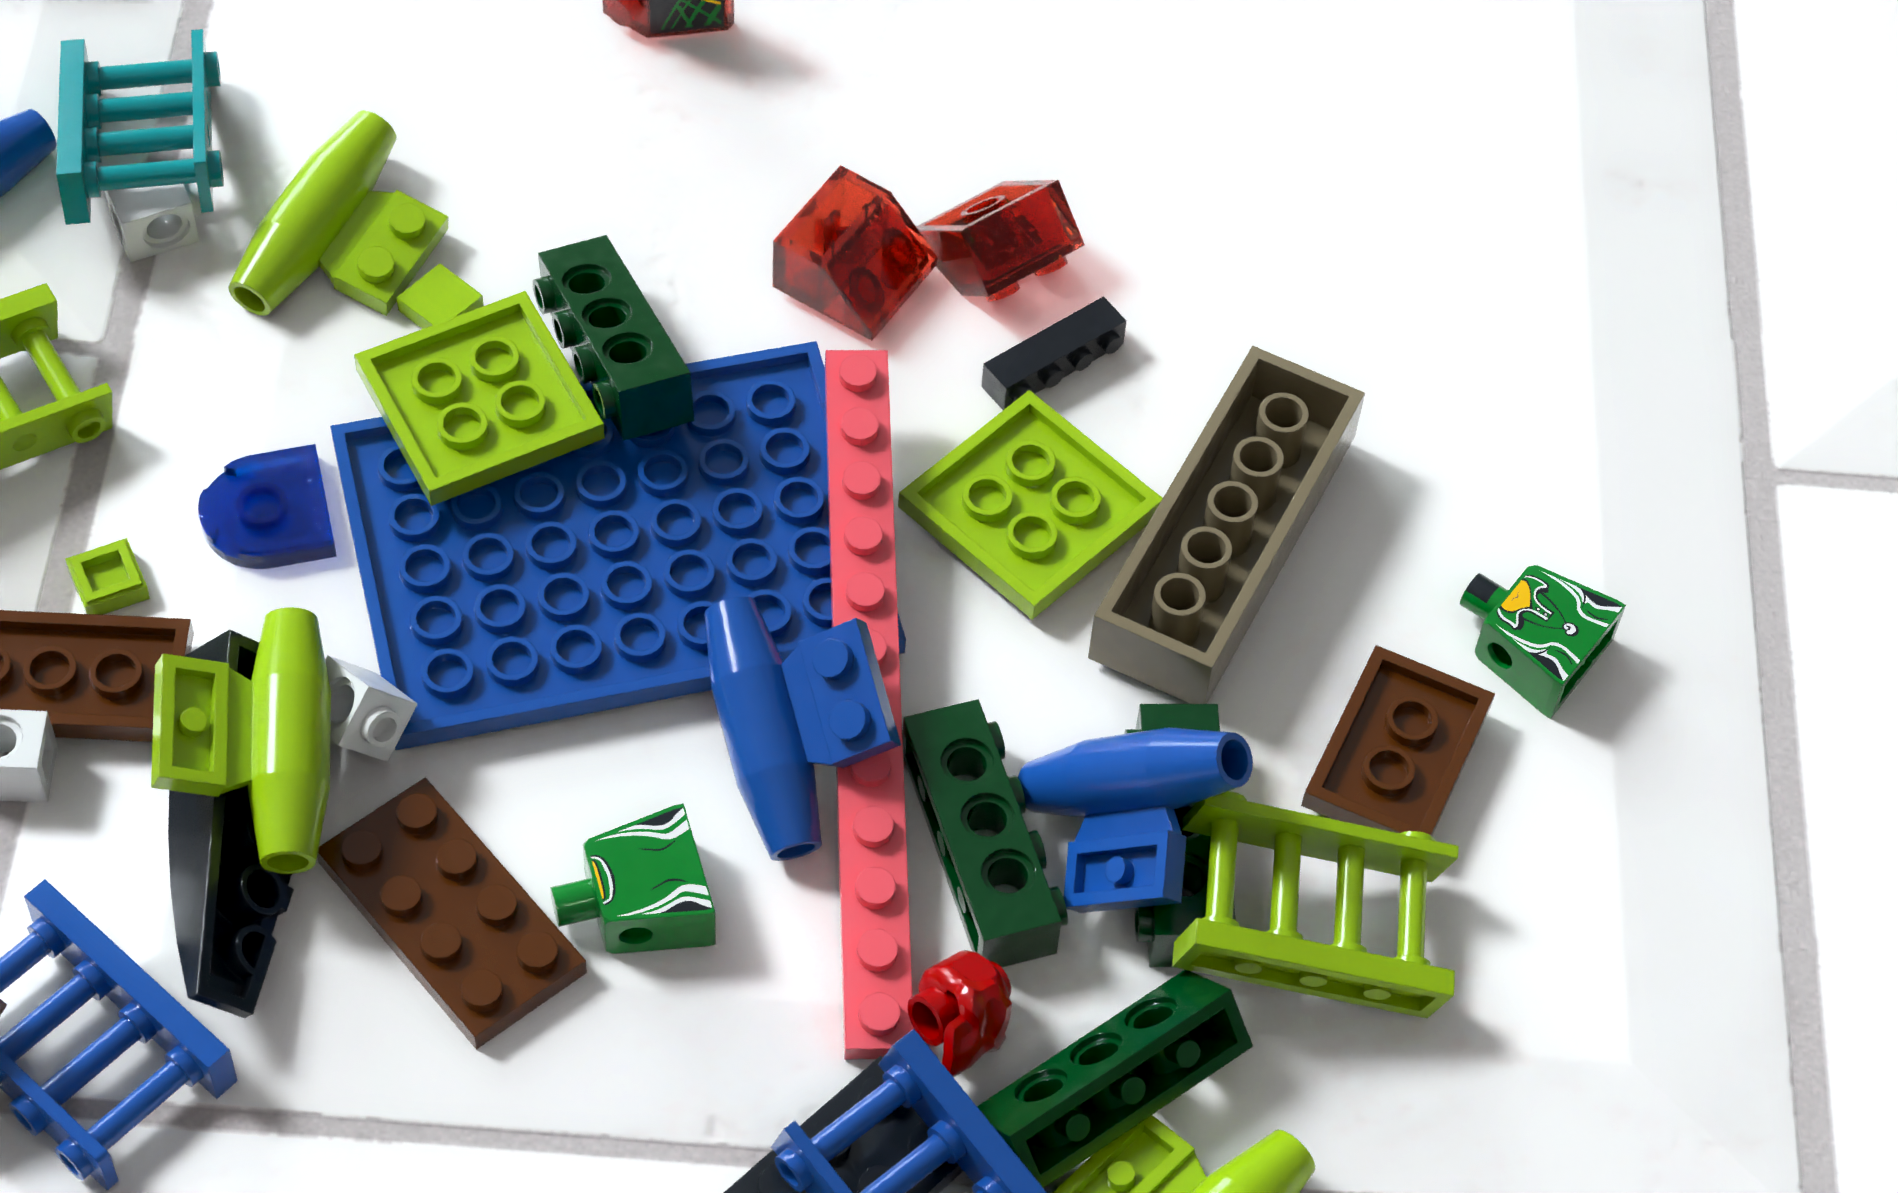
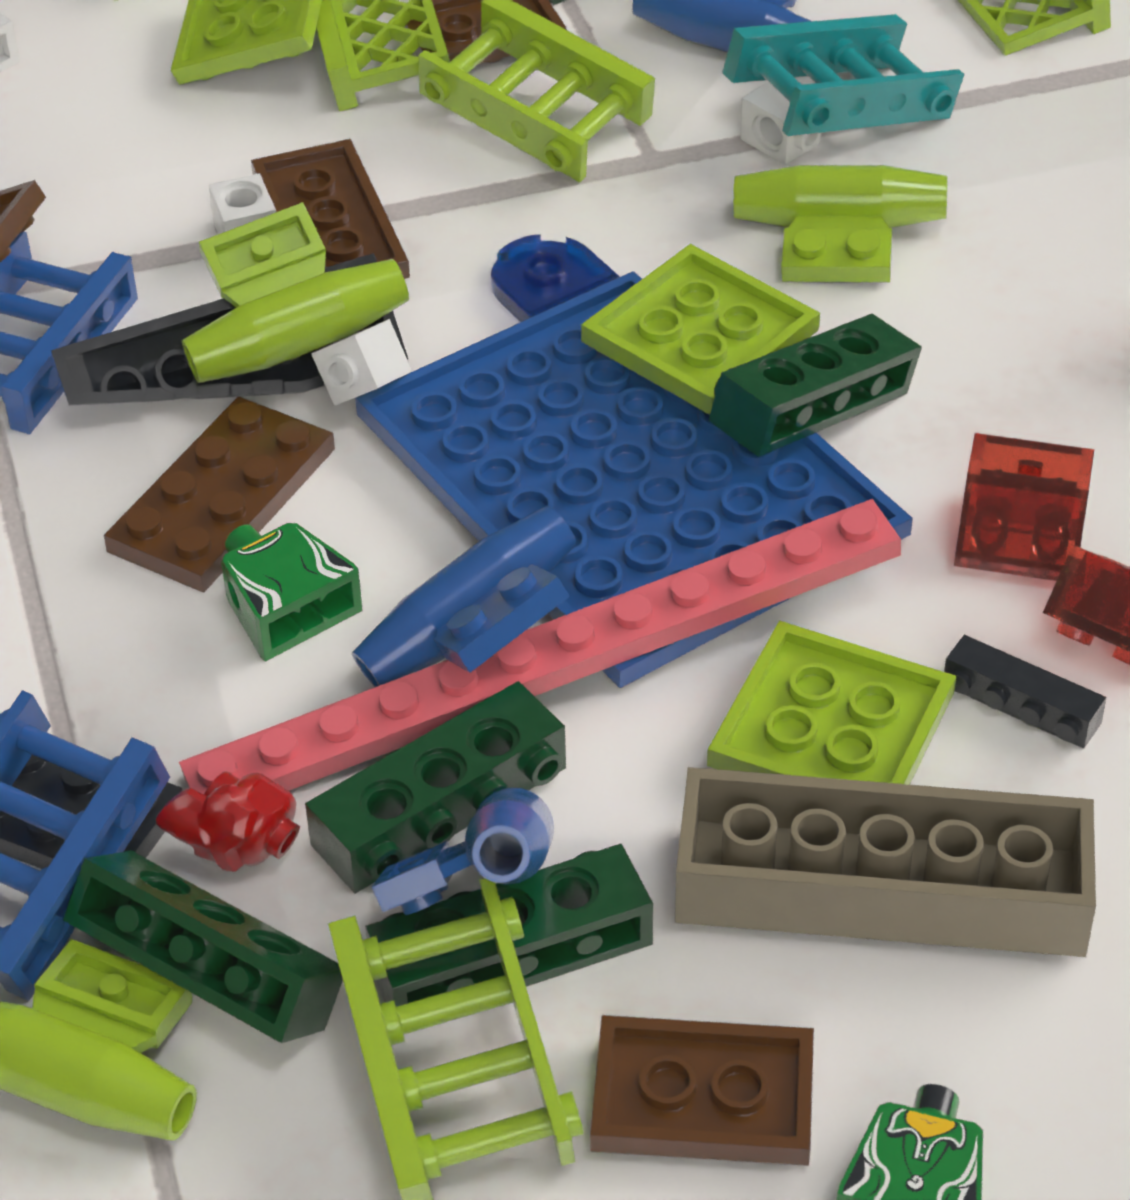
camera: 75 degrees right, 10 degrees down
(107, 578) = (436, 221): lime tile -> none
(438, 298) = (816, 292): lime tile -> none

